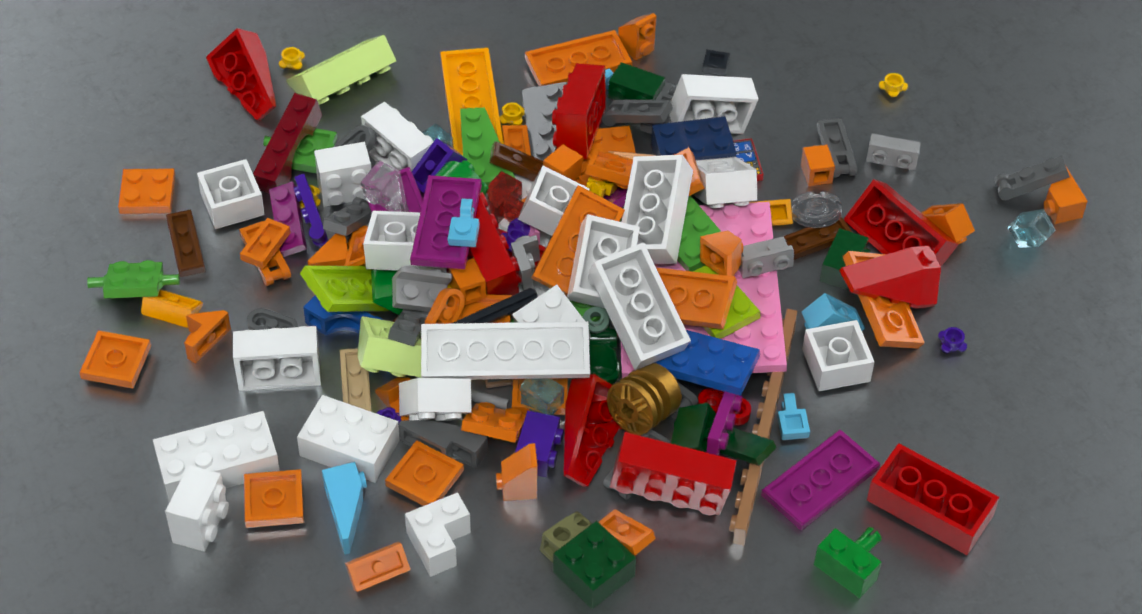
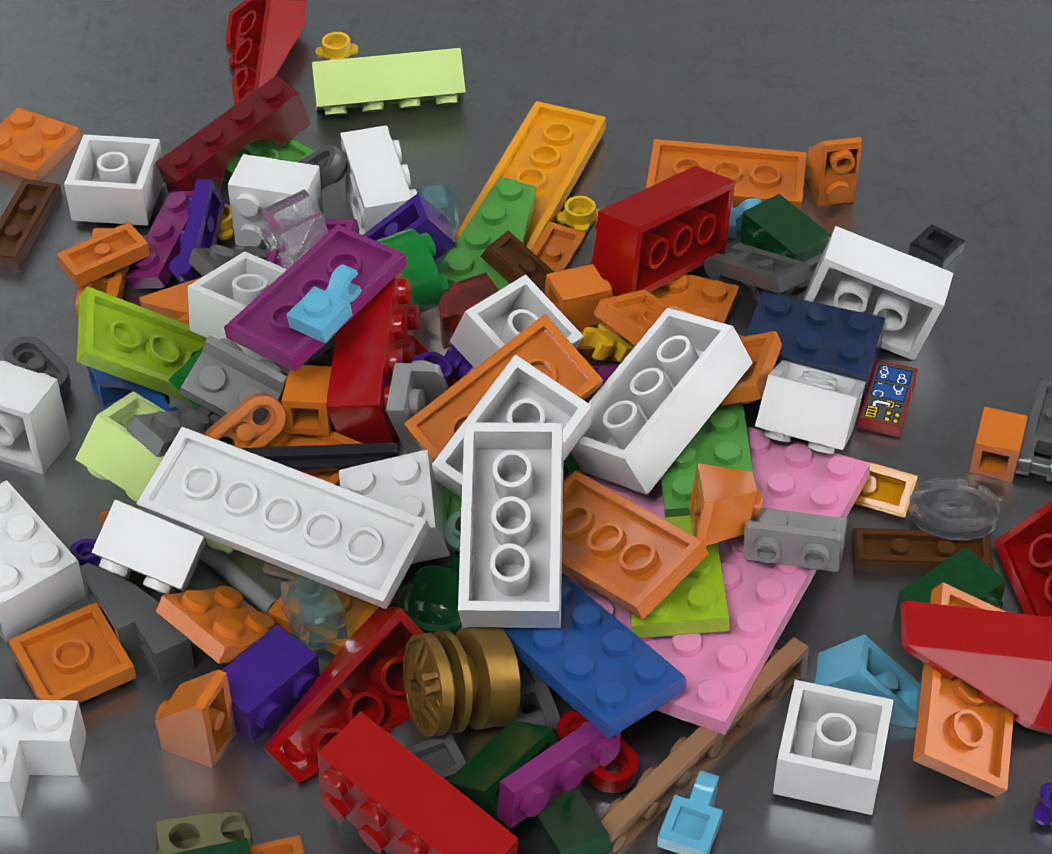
camera: 30 degrees right, 5 degrees down
(354, 380) = (77, 505): tan tile -> none

